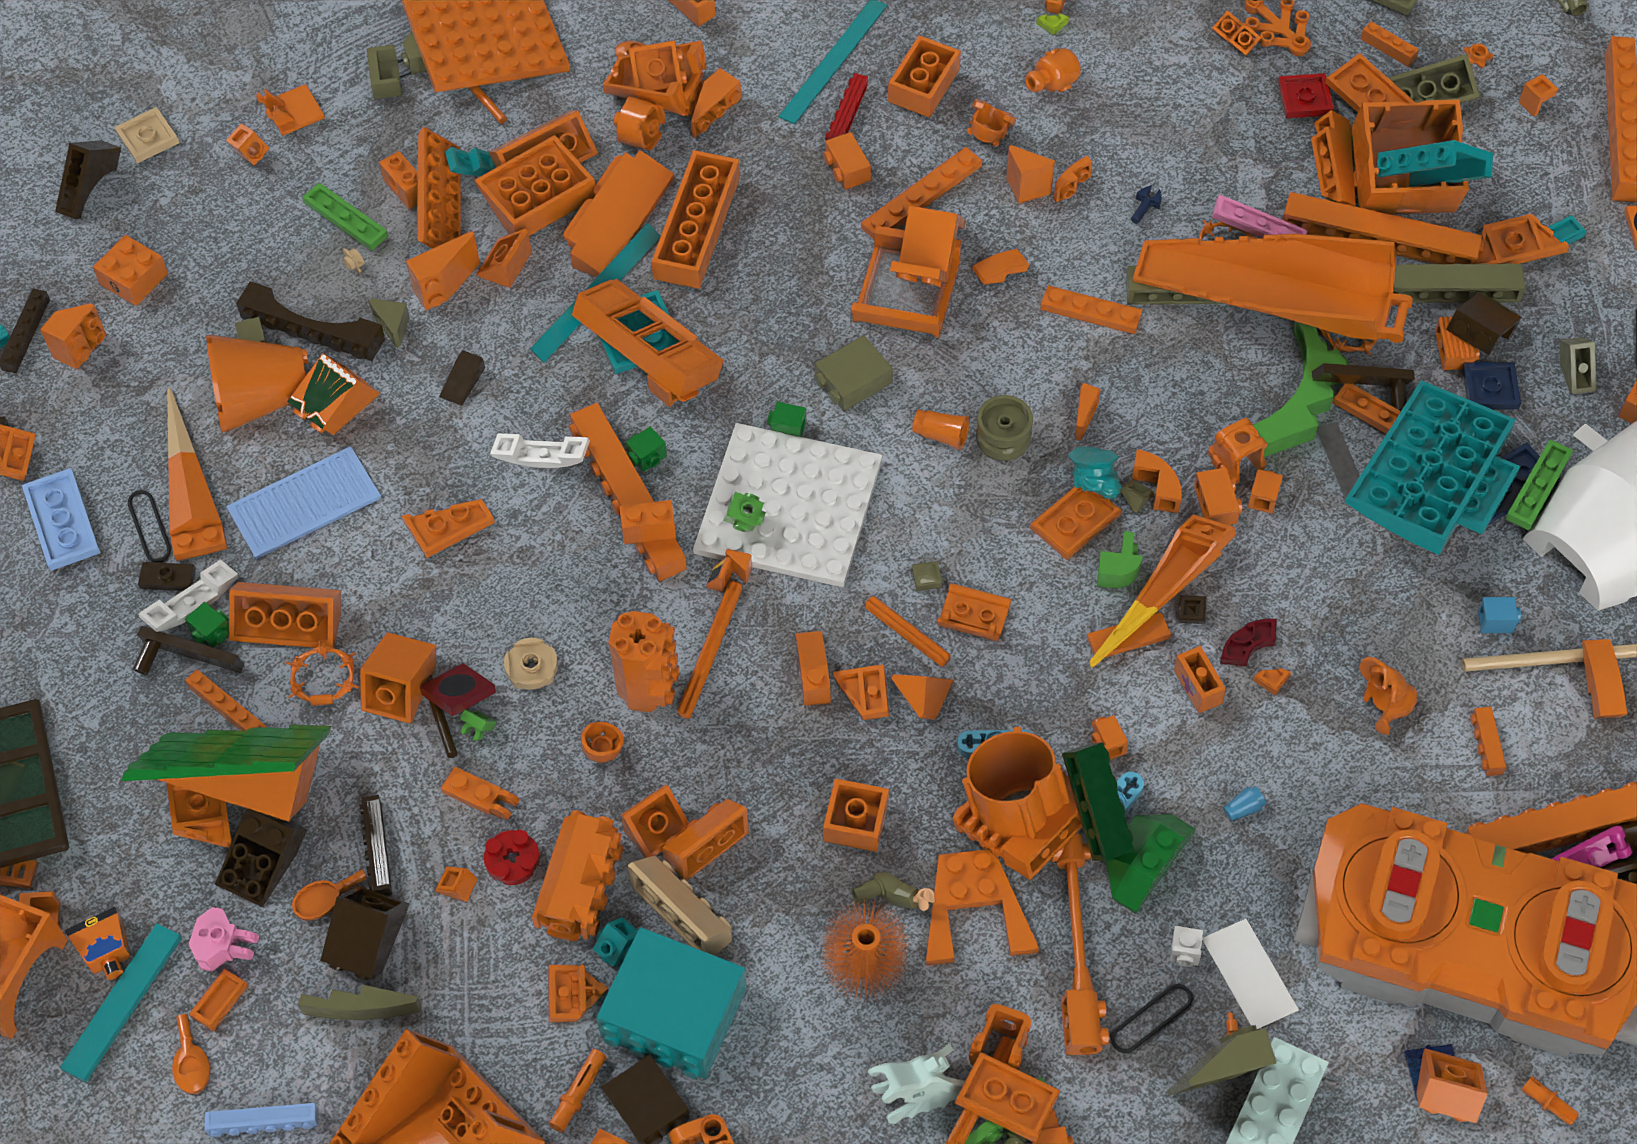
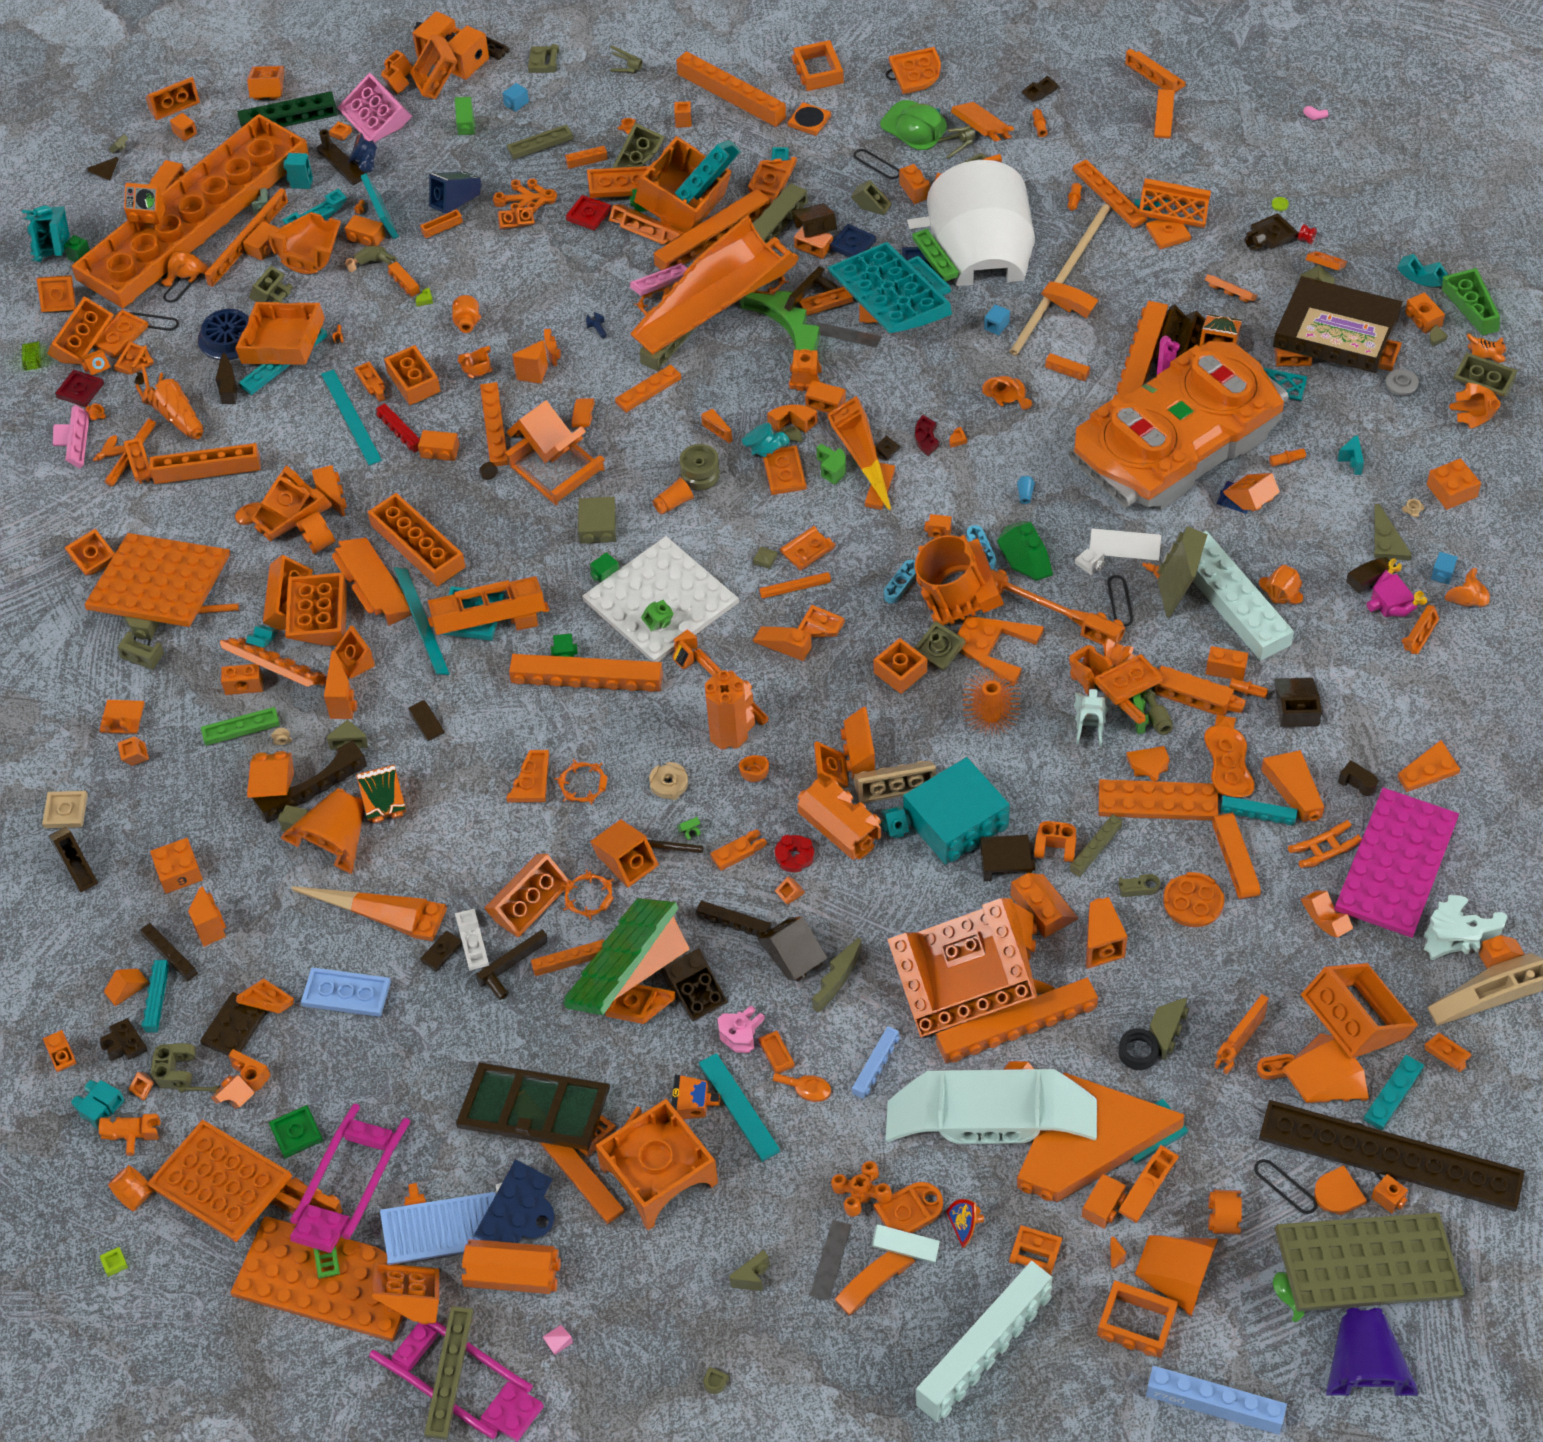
camera: 55 degrees left, 5 degrees down
(159, 523) = (391, 953): black piece -> none
(208, 625) = (501, 940): green brick -> none
(285, 279) = (270, 774): none -> orange slope
(303, 502) = (446, 851): light blue window -> none
(320, 896) = (747, 964): orange piece -> none
(457, 689) = (661, 822): dark red tile -> none
(484, 598) = (590, 797): none -> orange piece
(539, 453) = (521, 703): white slope -> none
(571, 992) = (906, 864): orange slope -> none
(572, 1099) = (977, 895): orange pin -> none
(647, 522) = (627, 664): orange brick -> none
(847, 227) = (488, 470): none -> dark brown tile
(893, 45) = (370, 380): none -> orange hinge
(893, 891) = (958, 675): olive arm -> none
(920, 843) = (940, 646): none -> olive plate
(923, 693) = (842, 596): orange slope -> none
(1047, 1062) = (1117, 652): none -> orange brick
(1098, 801) = (989, 540): dark green brick -> none
(1199, 679) = (936, 465): orange brick -> none
(1265, 491) = (839, 374): orange brick -> none

